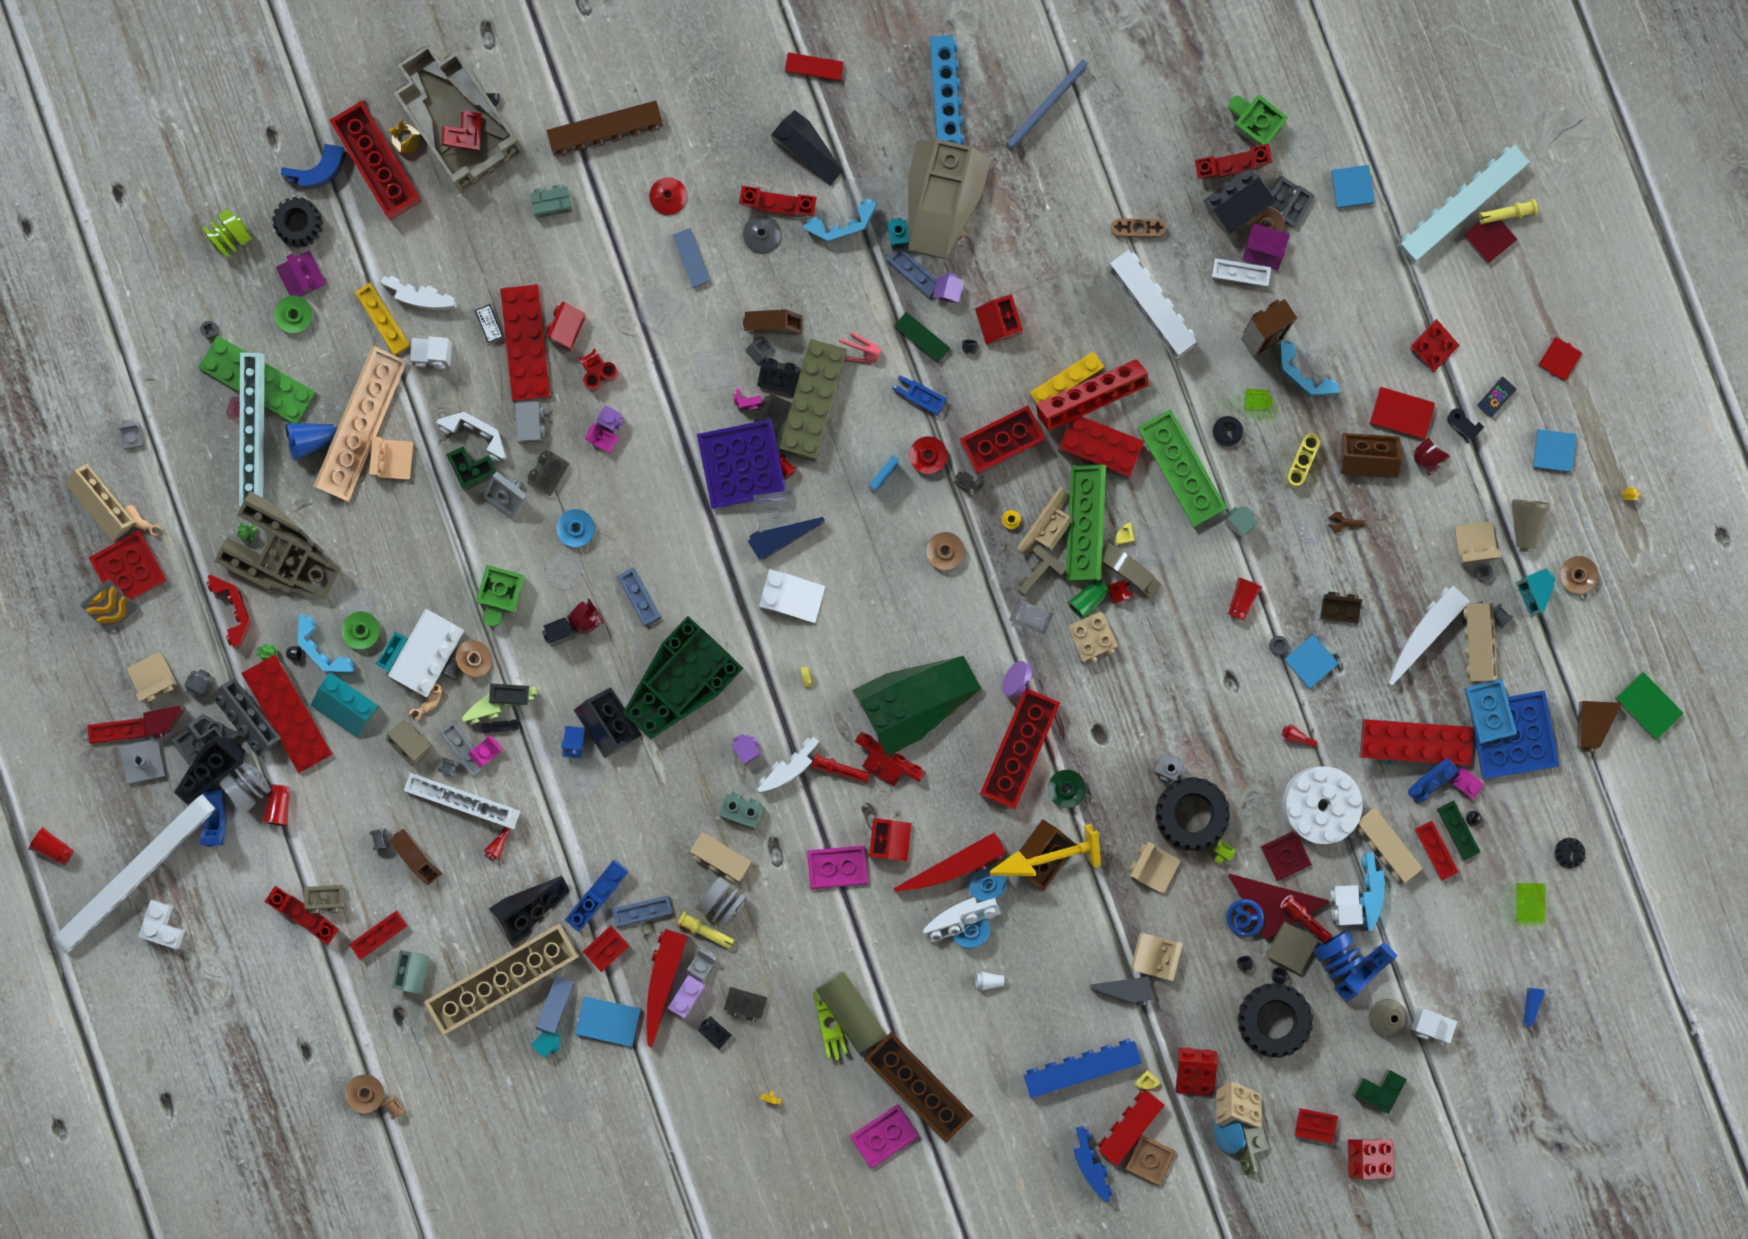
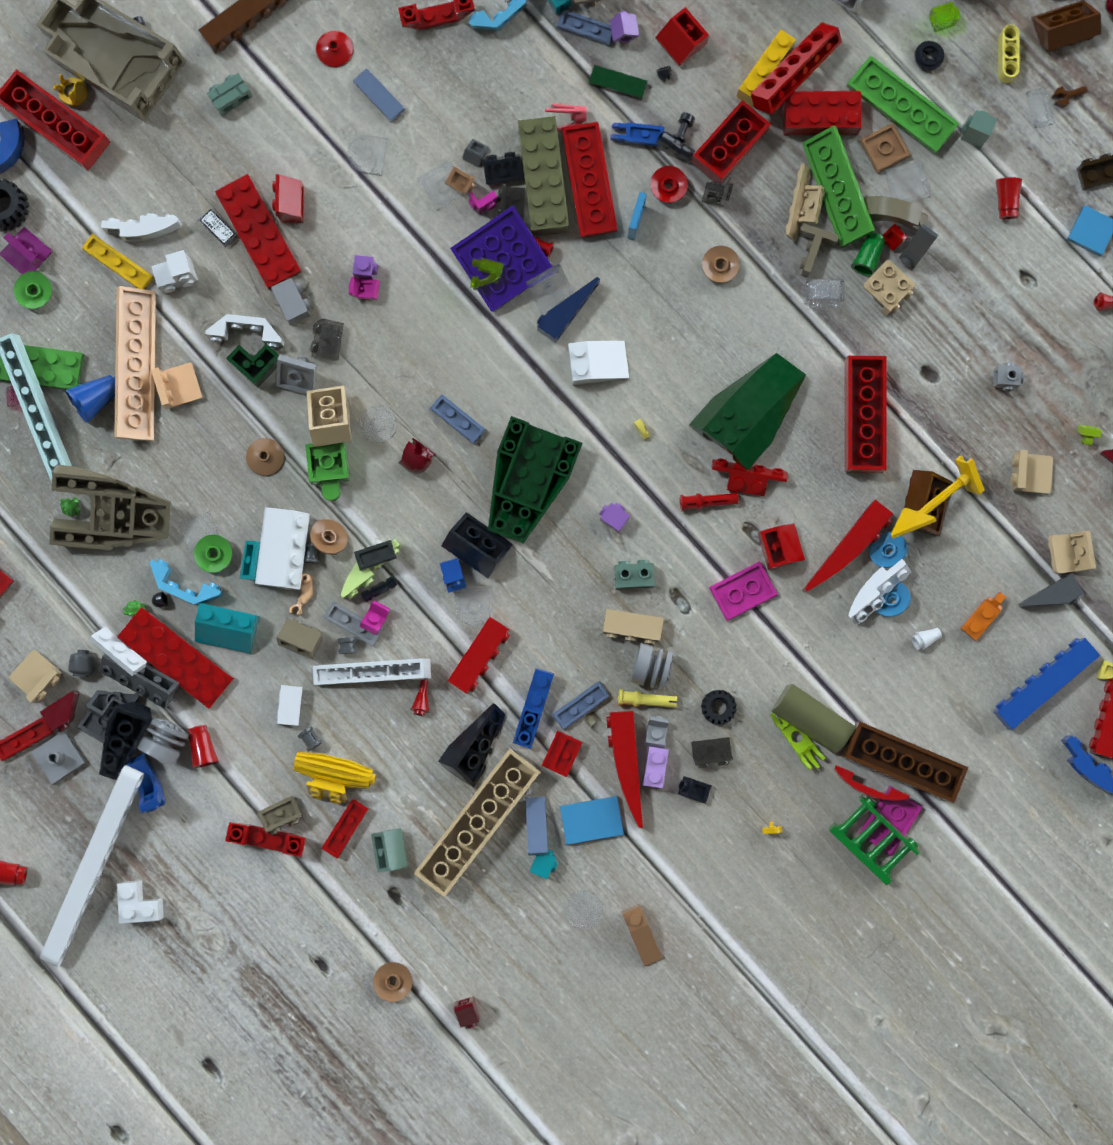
camera: 25 degrees left, 0 degrees up
(235, 634) = (99, 602): red slope -> none
(237, 686) = (118, 651): none -> white plate
(373, 800) = (289, 705): none -> white hinge
(386, 881) = (332, 775): none -> yellow plate
(393, 1107) = (424, 983): medium nougat bush -> none
(415, 857) = (349, 741): reddish brown slope -> none
(420, 1150) = (467, 1012): none -> dark red slope
(445, 568) = (274, 458): none -> medium nougat dish
(465, 137) = (125, 65): plate -> none
(519, 547) = (328, 416): none -> tan brick
(558, 632) = (397, 479): black brick -> none
(566, 826) = (478, 655): none -> red brick
(575, 518) = (372, 370): dark azure dish -> none
(595, 367) = (332, 228): red piece -> none
(610, 1146) = (641, 935): none -> medium nougat slope
(723, 465) = (488, 266): none -> clear neon green plant
(732, 373) = (460, 181): none -> medium nougat bracket
(757, 965) = (730, 707): none -> black tyre
(764, 243) = (434, 57): dark grey dish -> none
(773, 322) = (477, 120): reddish brown slope -> none
(785, 773) = (659, 524): white slope -> none
(848, 1162) = (869, 859): none -> green fence
(855, 420) = (589, 179): none -> red plate
(860, 1079) = (846, 776): none -> red slope
(952, 418) = (677, 142): none -> black bar
(1015, 524) = (768, 218): yellow plate -> none
(1016, 678) = (835, 352): medium lavender tile -> none
(1051, 982) = (983, 616): none -> orange hinge
(1071, 779) = (931, 430): dark green dish -> none
(1124, 535) = (876, 185): light yellow tile -> none
(1133, 612) = (918, 246): none -> dark grey slope
(1148, 502) = (884, 148): none -> medium nougat tile
(1192, 840) = (1068, 396): black tyre -> none
(1278, 645) = (1056, 228): dark grey tile -> none

